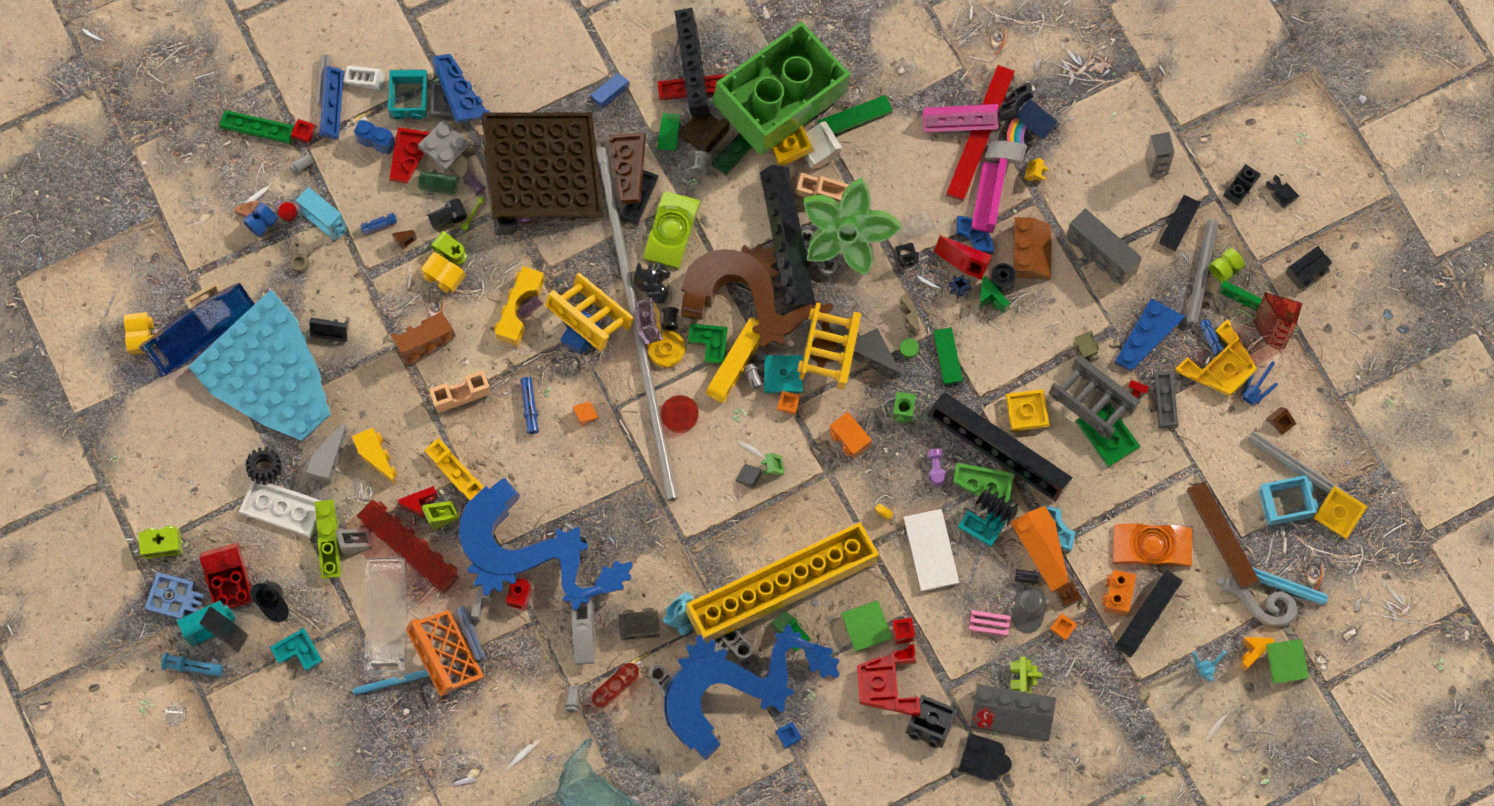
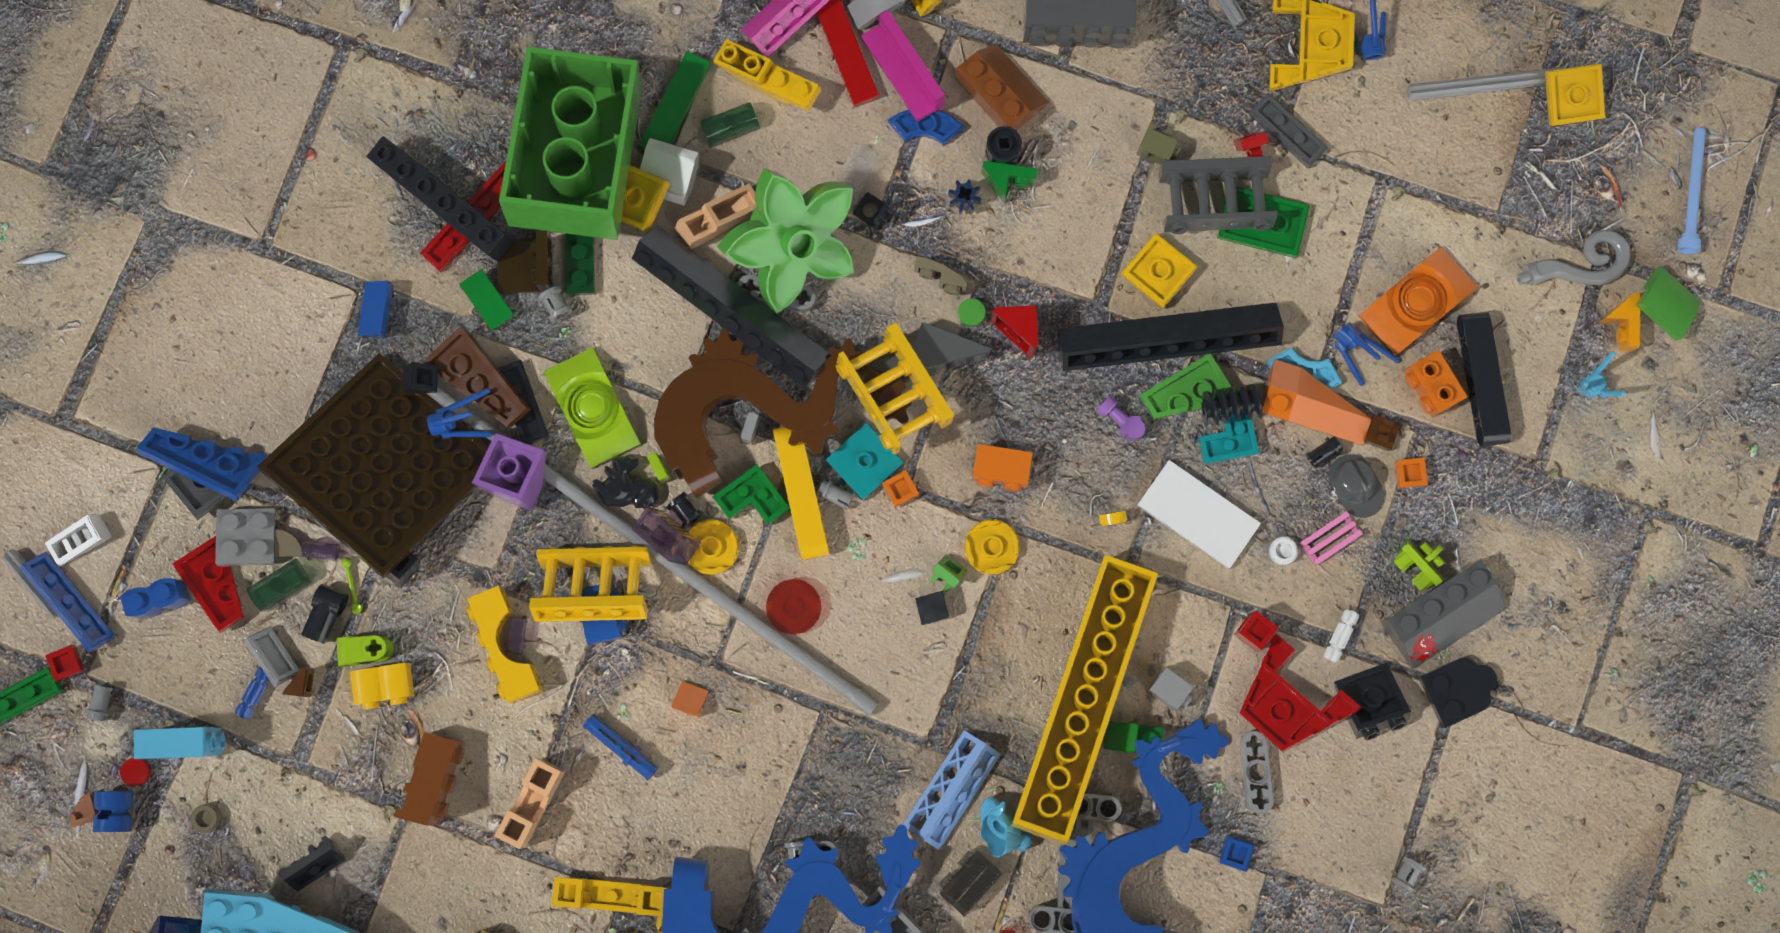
camera: 45 degrees left, 10 degrees up
(403, 212) = (272, 656): none -> light grey tile
(408, 77) = (131, 493): teal window -> none
(592, 170) = (443, 421): none -> blue plant
(600, 141) = (420, 378): none -> black slope
(602, 225) = (512, 471): none -> medium lavender slope
(674, 575) = (955, 792): none -> light blue fence
(676, 286) = (658, 467): none -> lime tile
(740, 307) = (750, 428): none -> light grey tile
(808, 473) = (991, 547): none -> yellow tile
(824, 712) = (1260, 750): none -> light grey beam
(832, 622) = (1171, 690): none -> light grey brick
(866, 625) = (1208, 659): bright green slope -> none
(873, 149) = (730, 124): none -> clear green brick
(904, 399) = (1025, 372): bright green brick -> none
(914, 140) = (765, 76): none -> yellow slope
(926, 372) = (1018, 325): none -> red slope
(947, 356) = (1020, 284): green tile -> none
(947, 676) = (1341, 635): none -> white axle
(958, 607) = (1283, 550): none -> white tile
(965, 258) = (939, 161): red slope -> none
(1097, 532) = (1351, 337): none -> blue plant
(1152, 327) = (1204, 70): blue wing -> none
(1211, 336) = (1273, 20): blue axle -> none
(1222, 535) = (1483, 227): reddish brown tile -> none
(1268, 503) = (1497, 150): medium azure window -> none
(1281, 420) = (1424, 47): reddish brown slope -> none
(1291, 587) = (1582, 225): medium azure axle -> none
(1331, 641) = (1689, 241): none -> light blue piece

